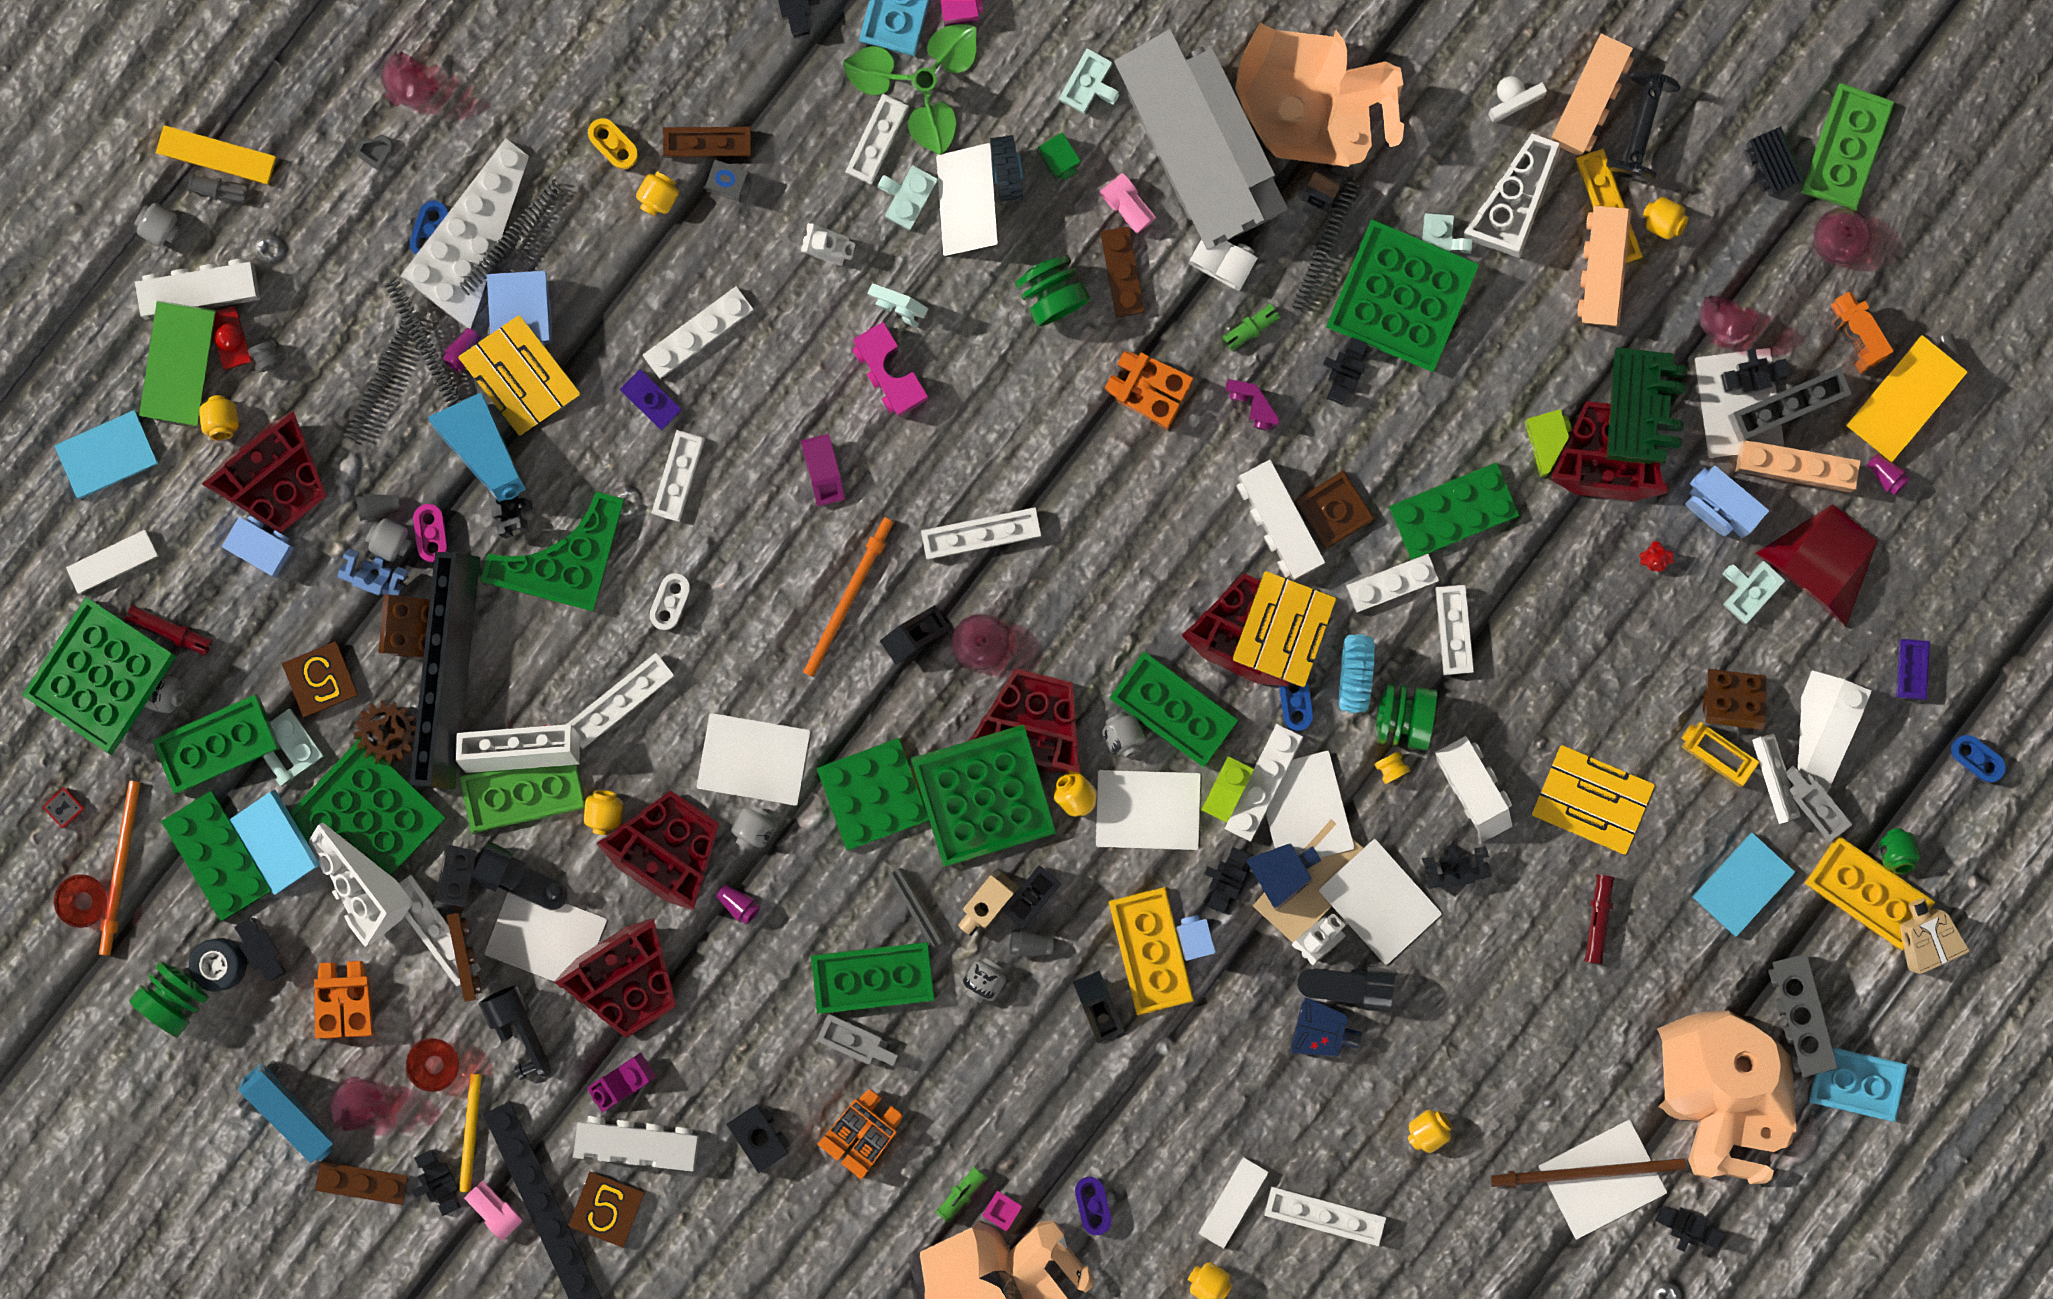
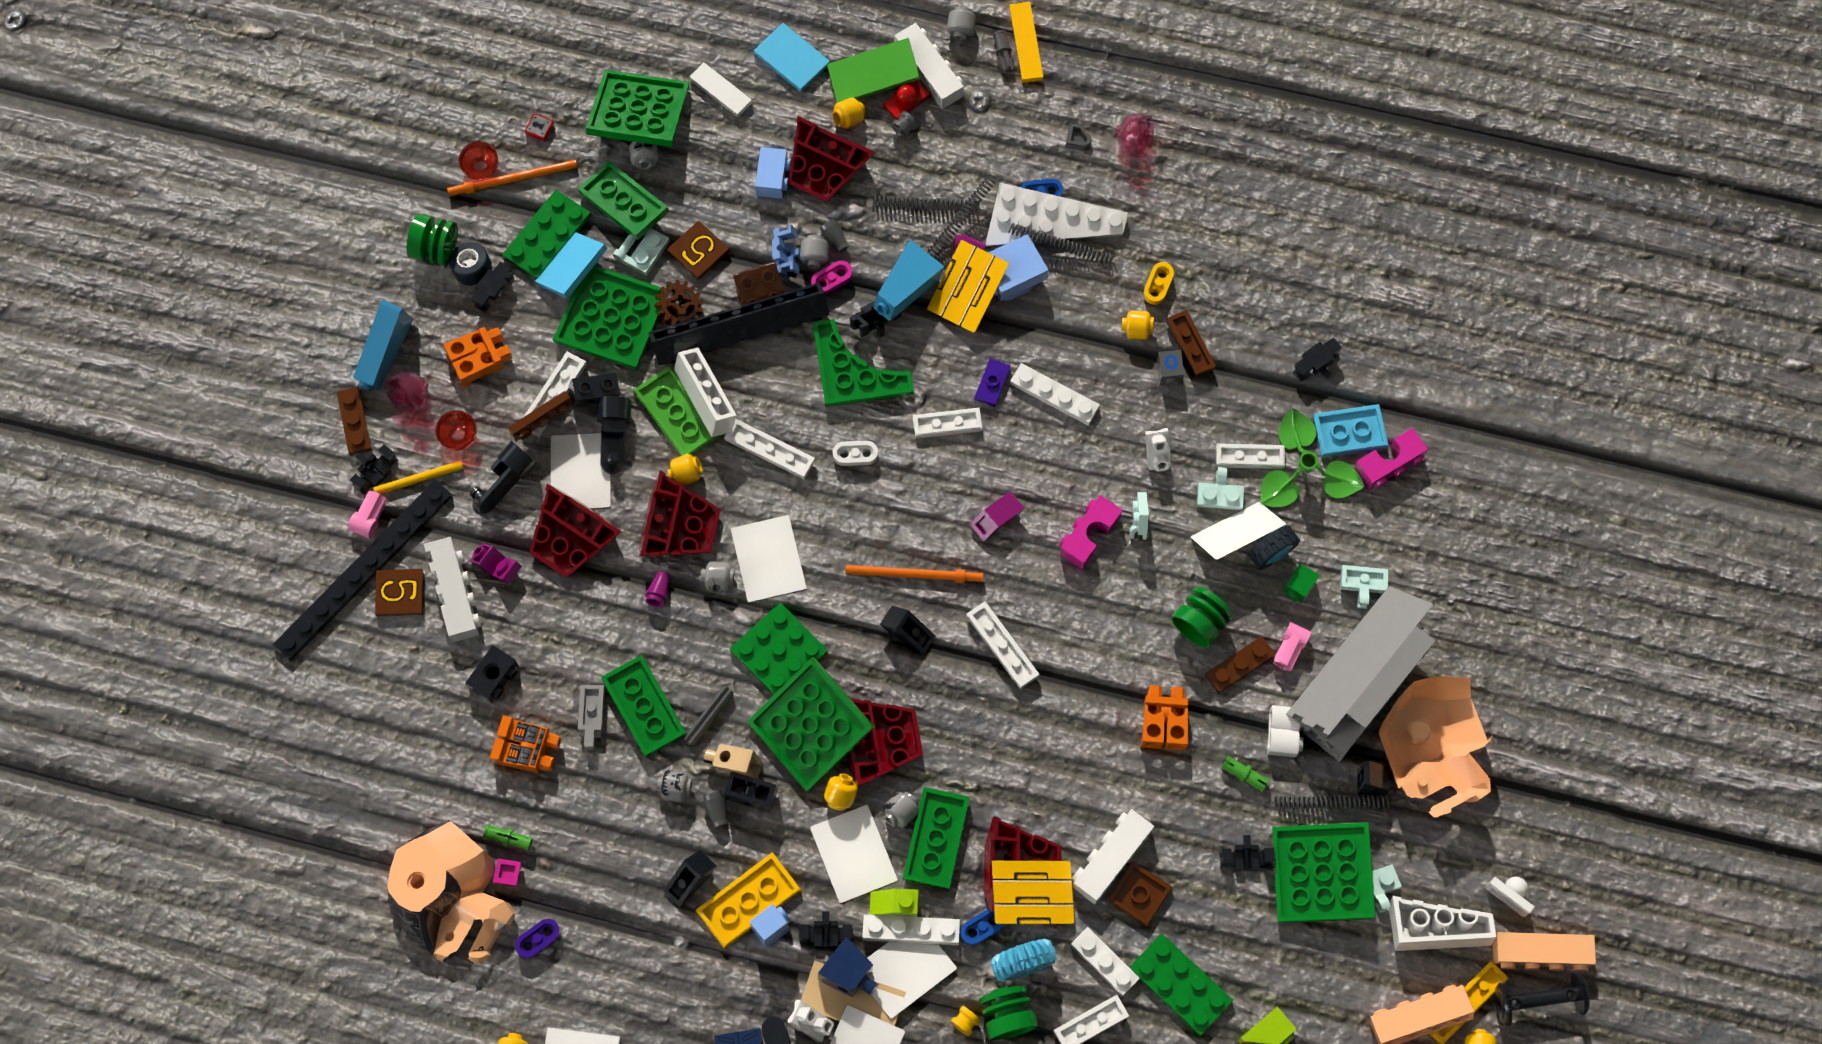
camera: 65 degrees right, 15 degrees down
(180, 635) = (689, 148): dark red pin -> none
(369, 893) = (561, 337): white wedge -> none
(982, 657) = (919, 687): clear pink cylinder -> none
(1261, 412) = (1186, 805): magenta slope -> none

